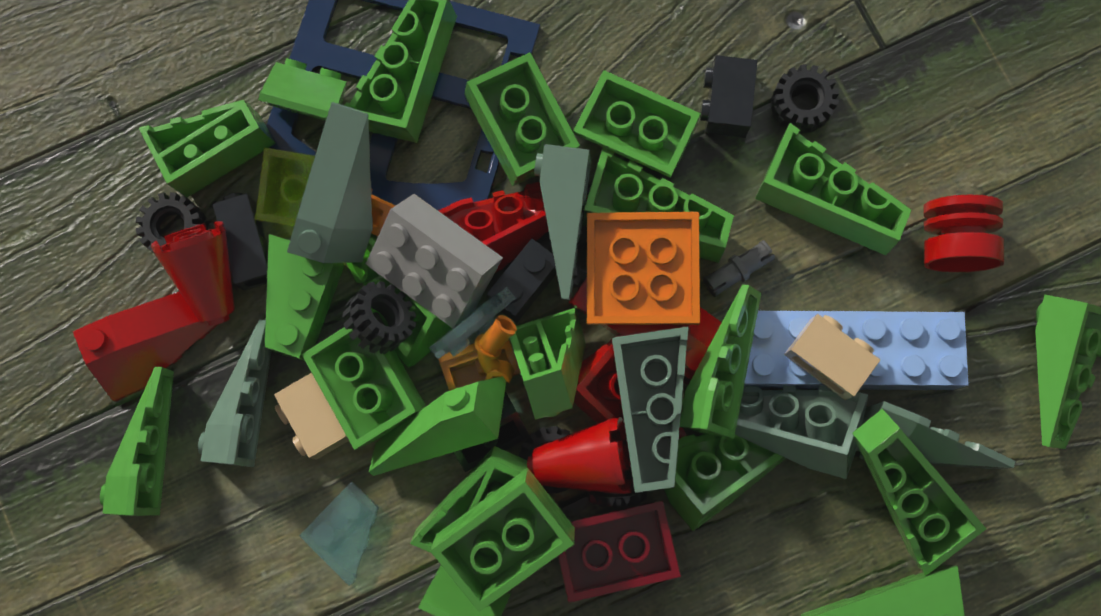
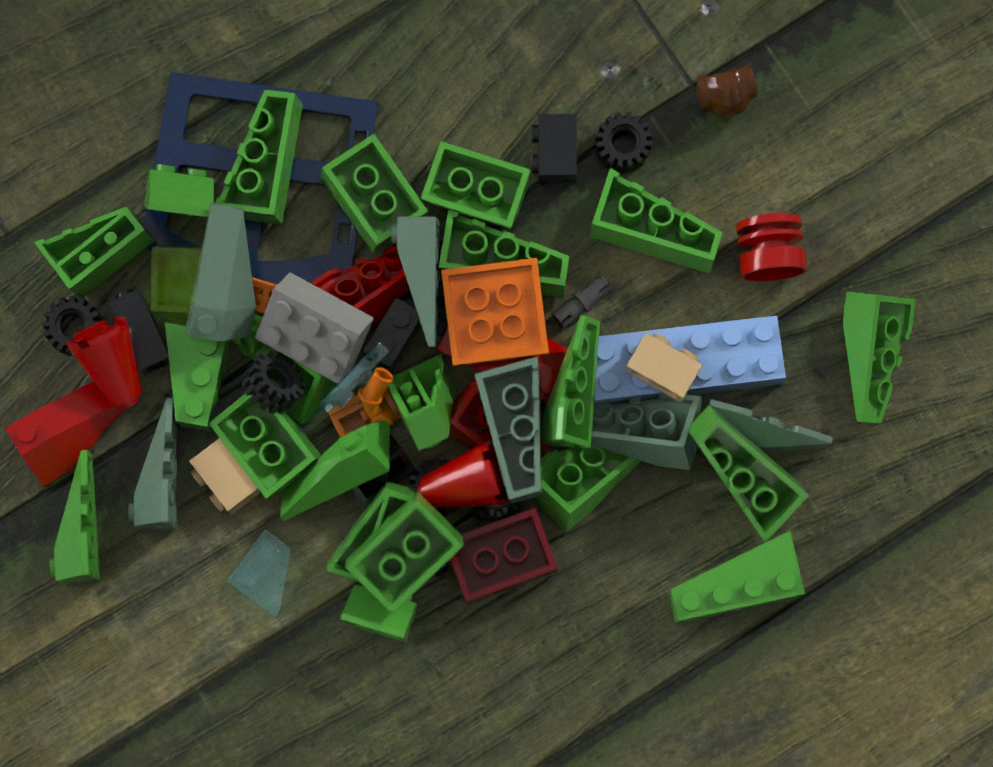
camera: 10 degrees left, 0 degrees up
(928, 55) = (727, 92): none -> reddish brown hair

